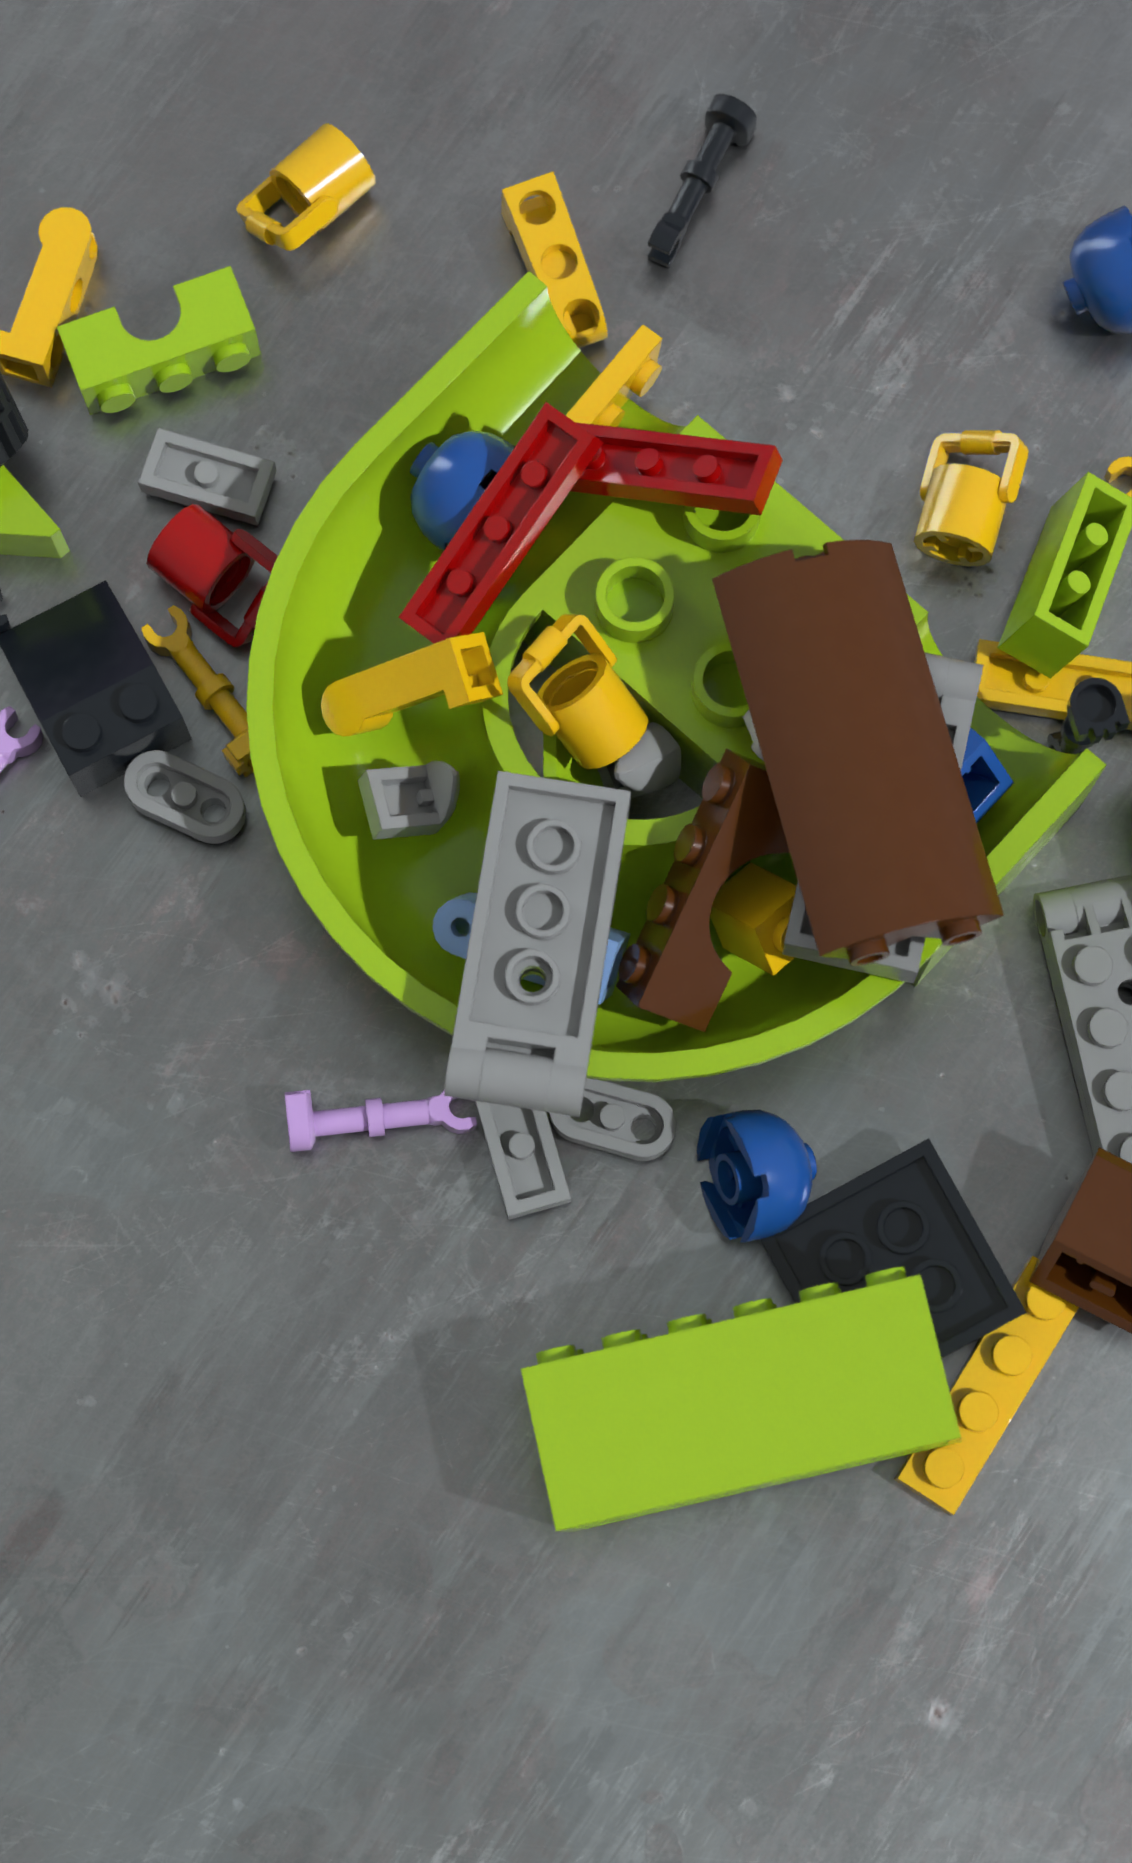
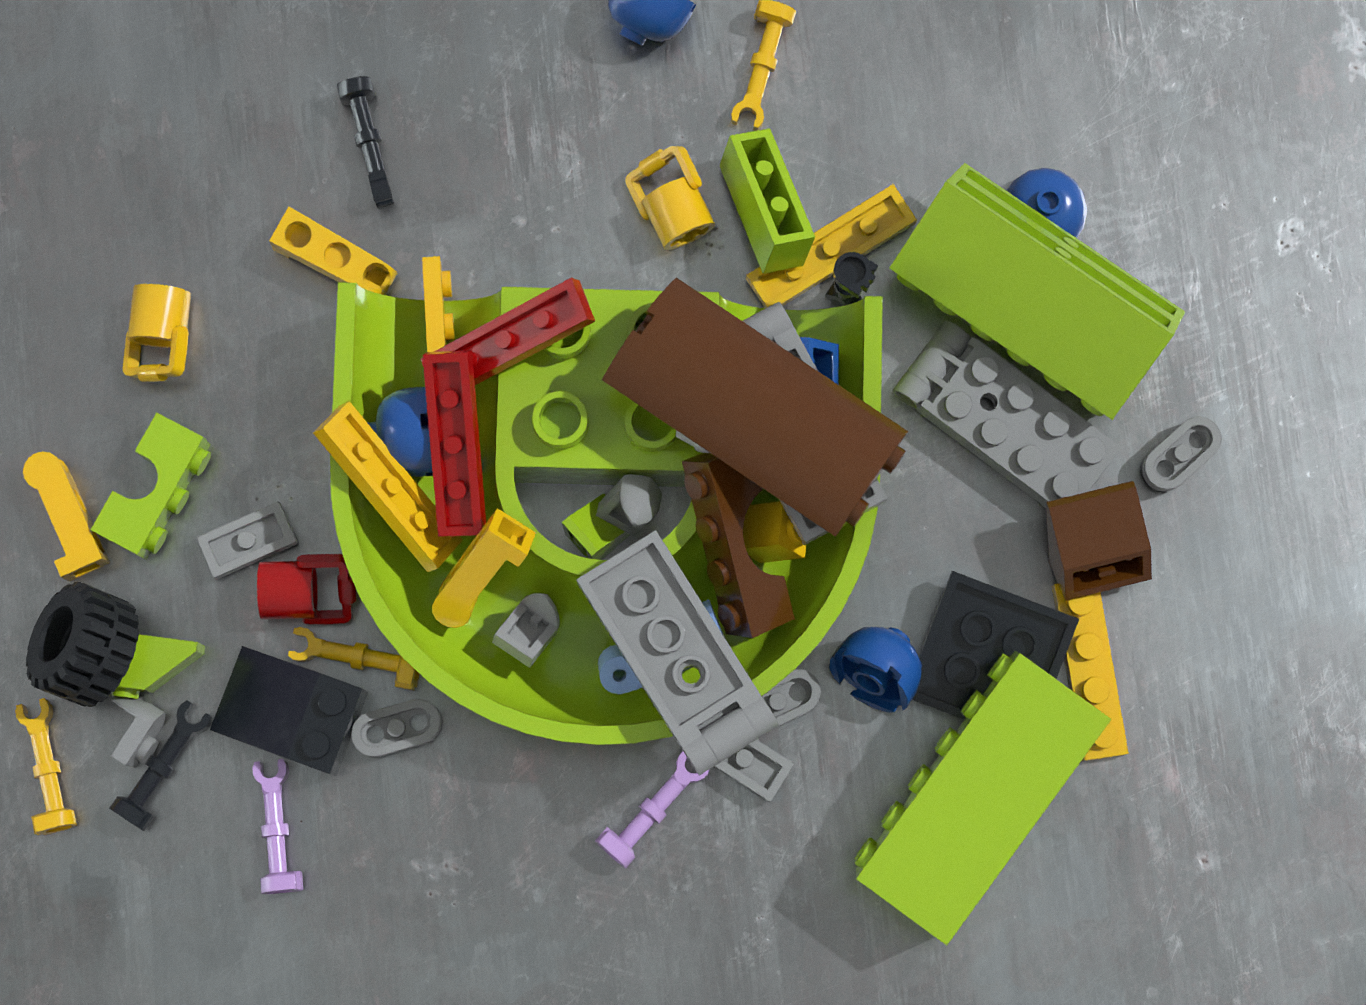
camera: 45 degrees left, 5 degrees up
(390, 516) = (385, 485): none -> yellow plate
(582, 699) = (578, 498): yellow piece -> none

